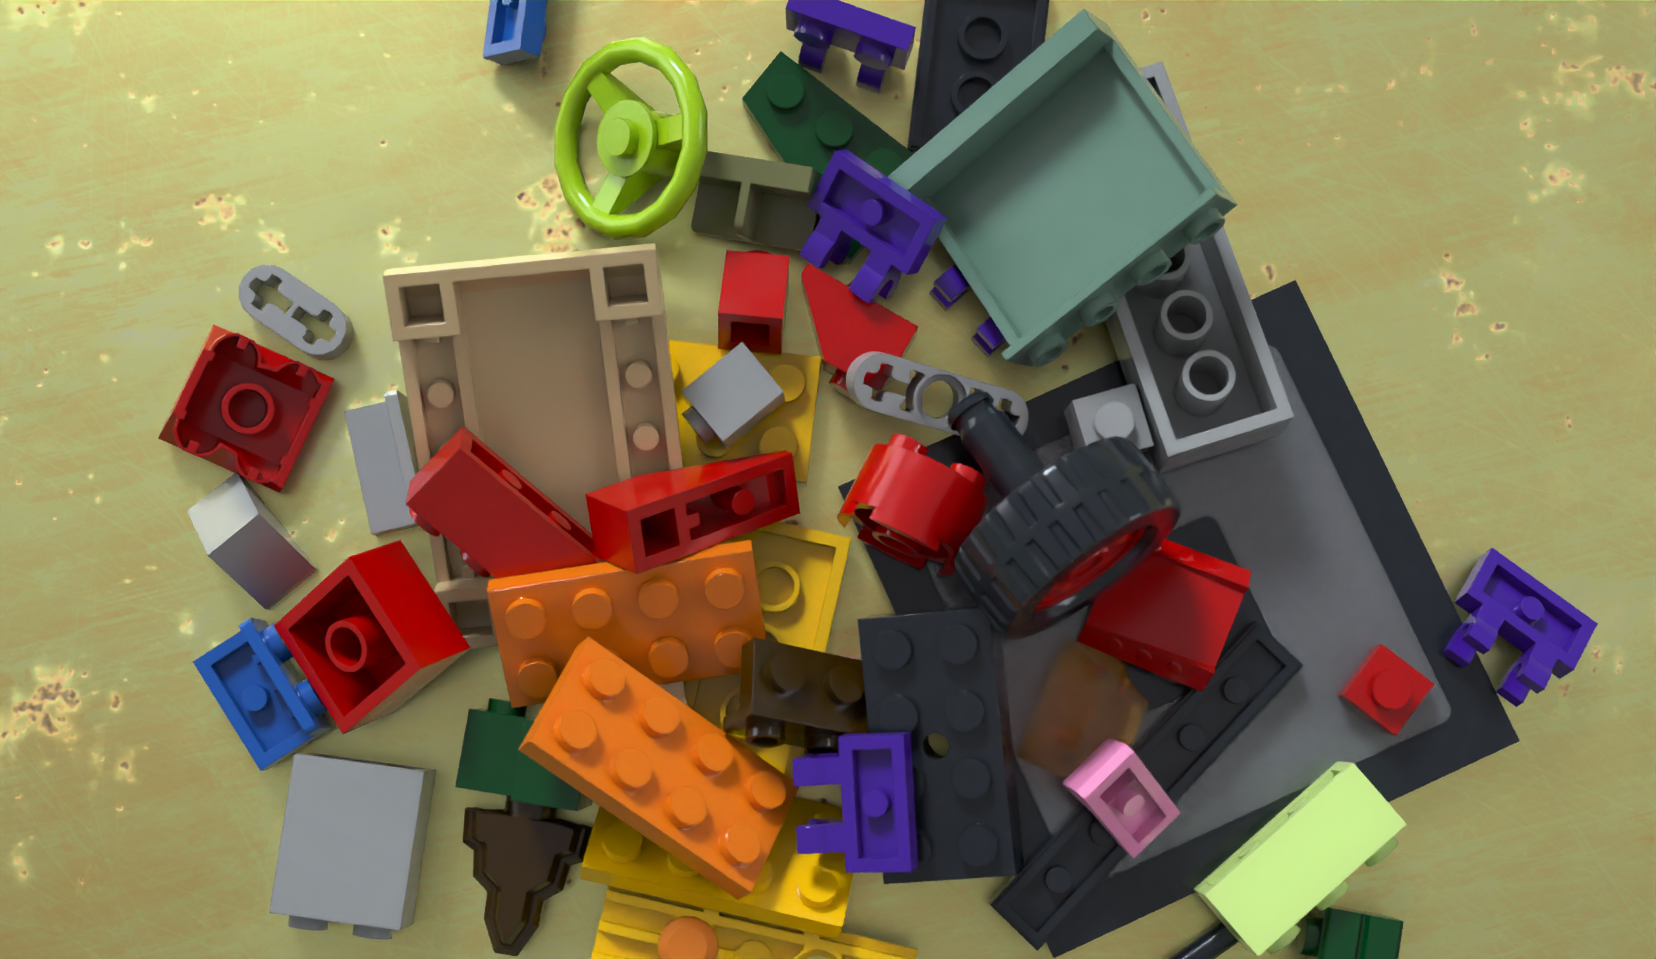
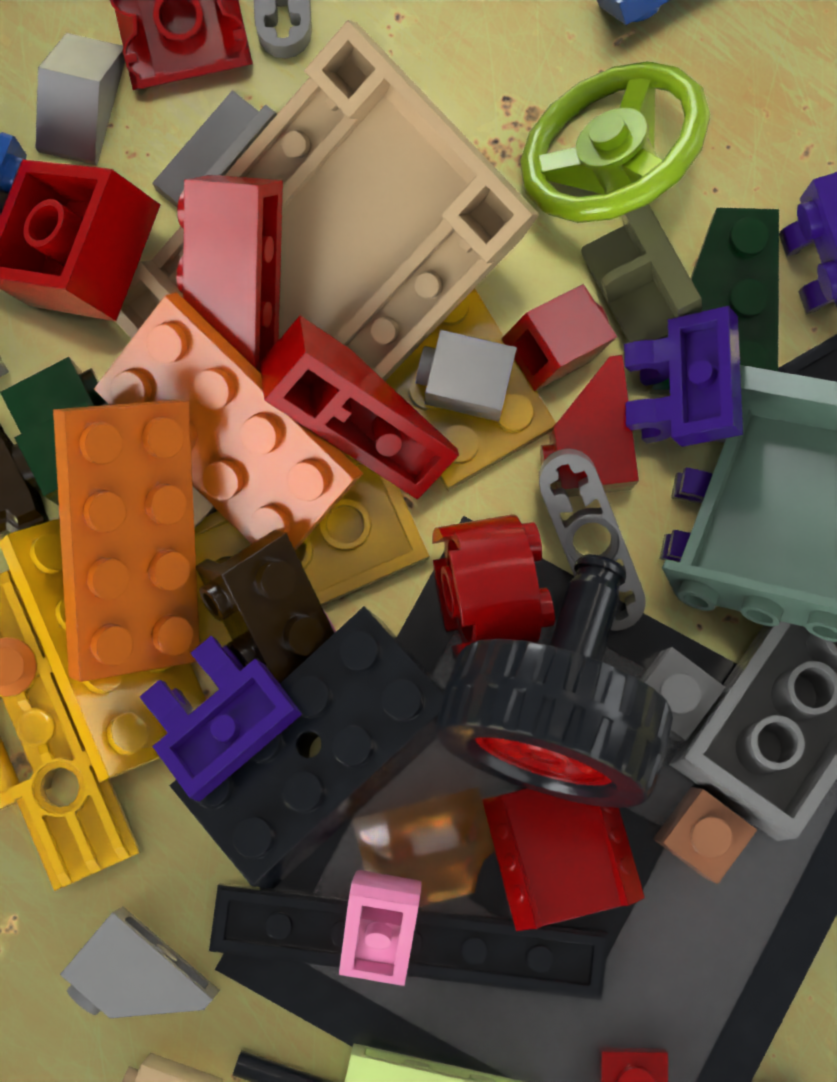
camera: 55 degrees right, 0 degrees up
(1235, 486) = (705, 834): none -> nougat brick

